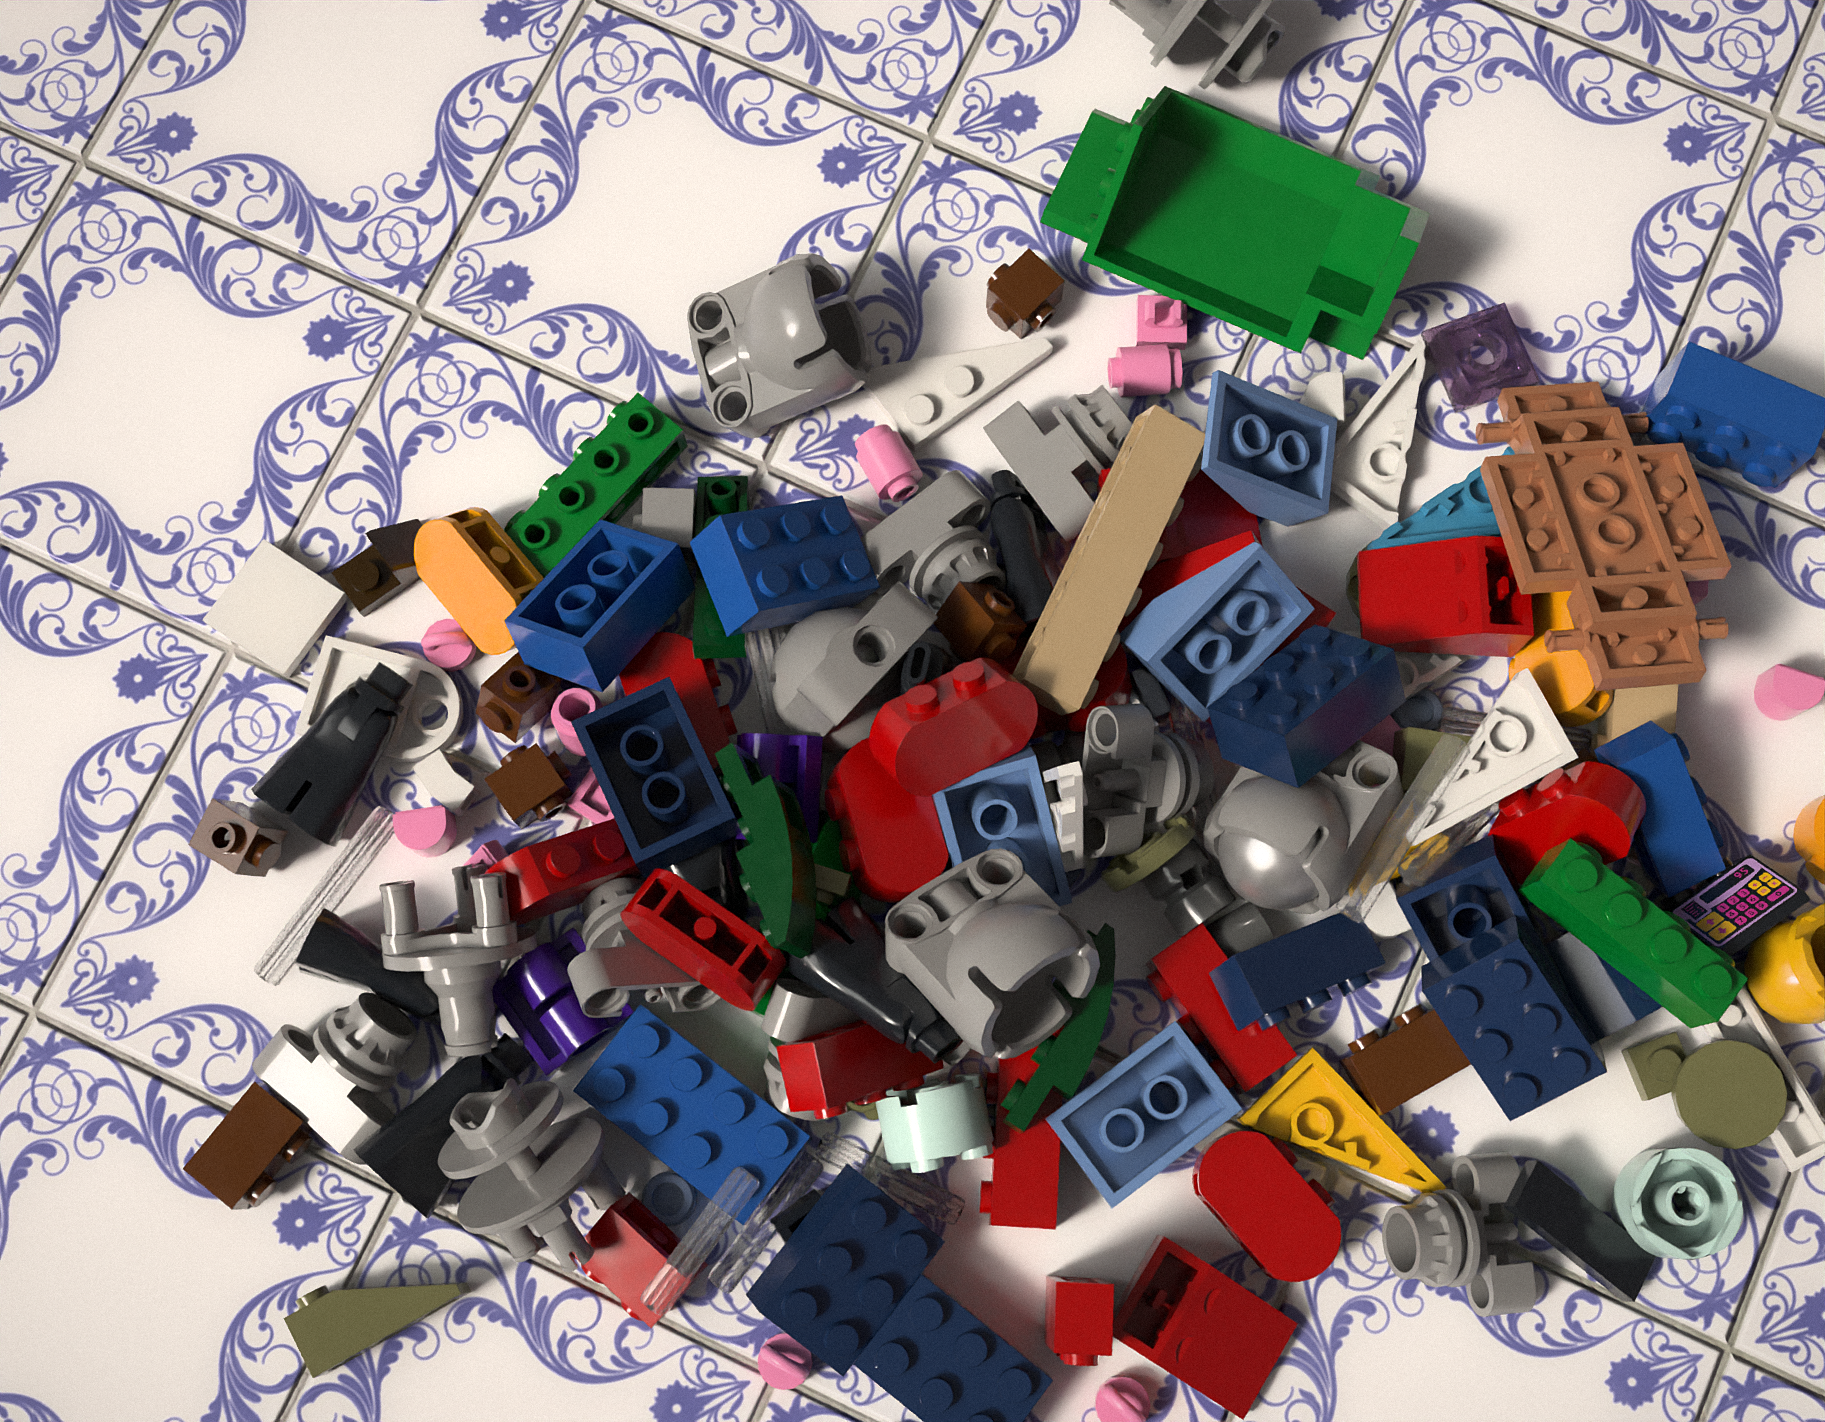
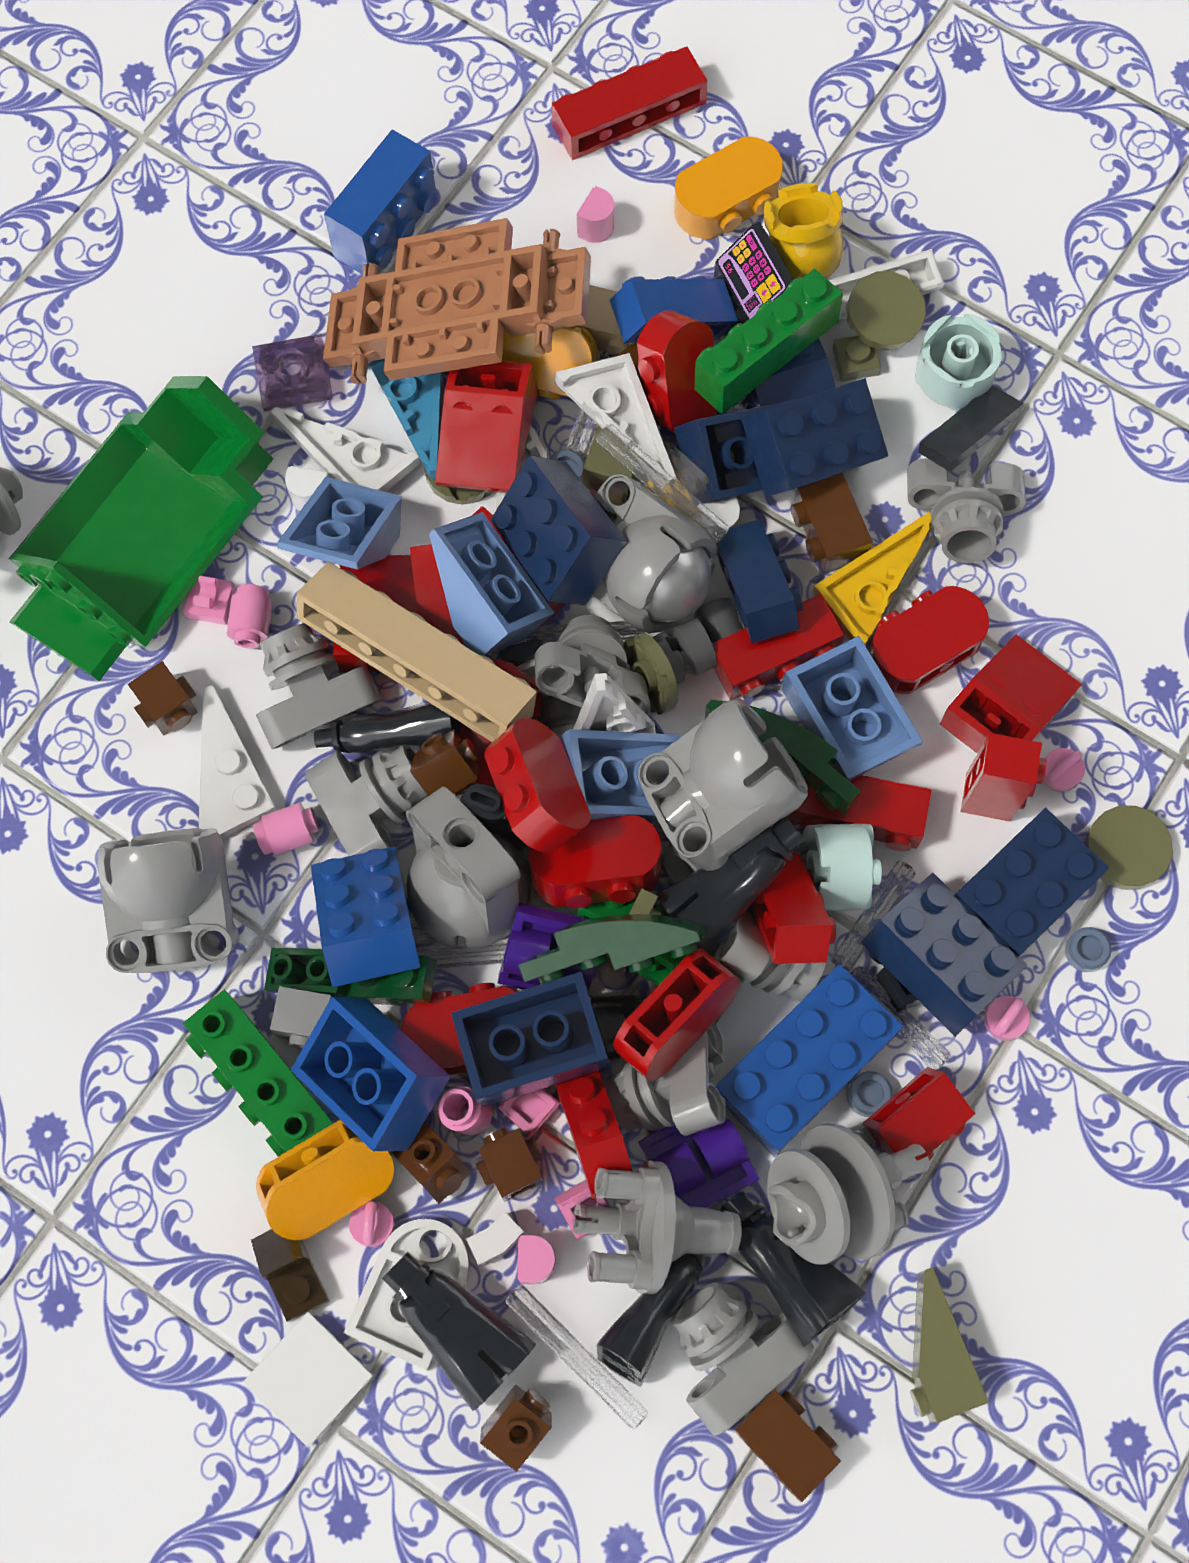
camera: 80 degrees left, 5 degrees down
(699, 1241) = (915, 1057): clear axle -> none

